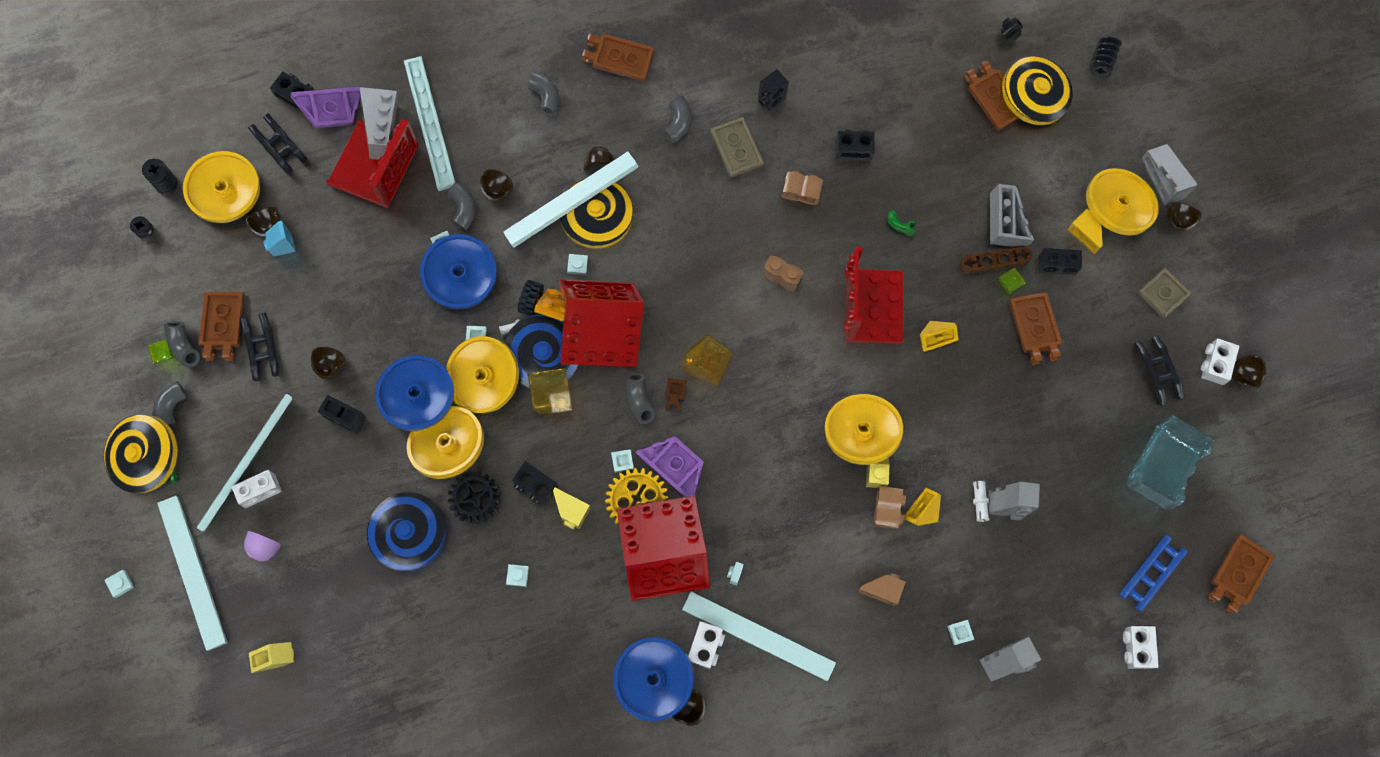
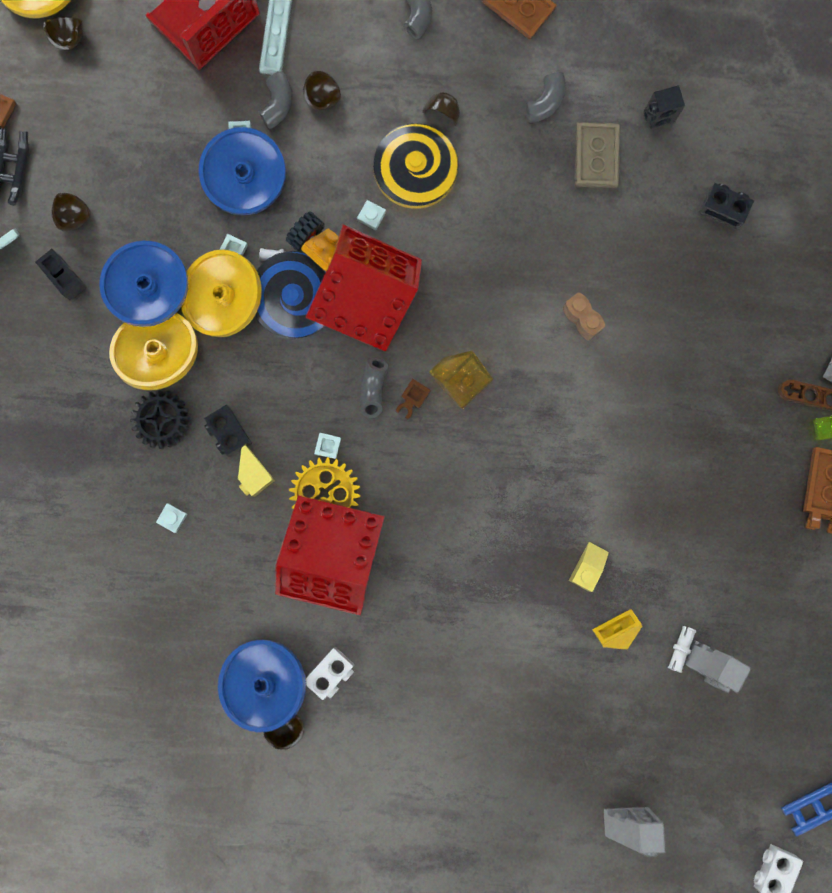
camera: 25 degrees right, 10 degrees up
(279, 240) = (72, 59): medium azure slope -> none
(406, 532) = (79, 425): dish -> none
(550, 391) = (284, 341): clear yellow slope -> none
(570, 199) = (394, 140): light aqua tile -> none
(674, 464) = (379, 472): medium lavender wing -> none
(734, 573) = (392, 612): light aqua plate -> none
(759, 636) = (388, 687): light aqua tile -> none
(802, 188) = (647, 230): medium nougat brick -> none
(863, 429) = (593, 521): yellow dish -> none
(873, 303) = (665, 390): red bracket -> none
(885, 589) = (539, 696): medium nougat slope -> none
(888, 507) = (582, 614): medium nougat brick -> none
(894, 222) = (729, 309): green piece -> none
(938, 334) = (719, 452): yellow slope -> none
(960, 632) = (597, 775): light aqua plate -> none

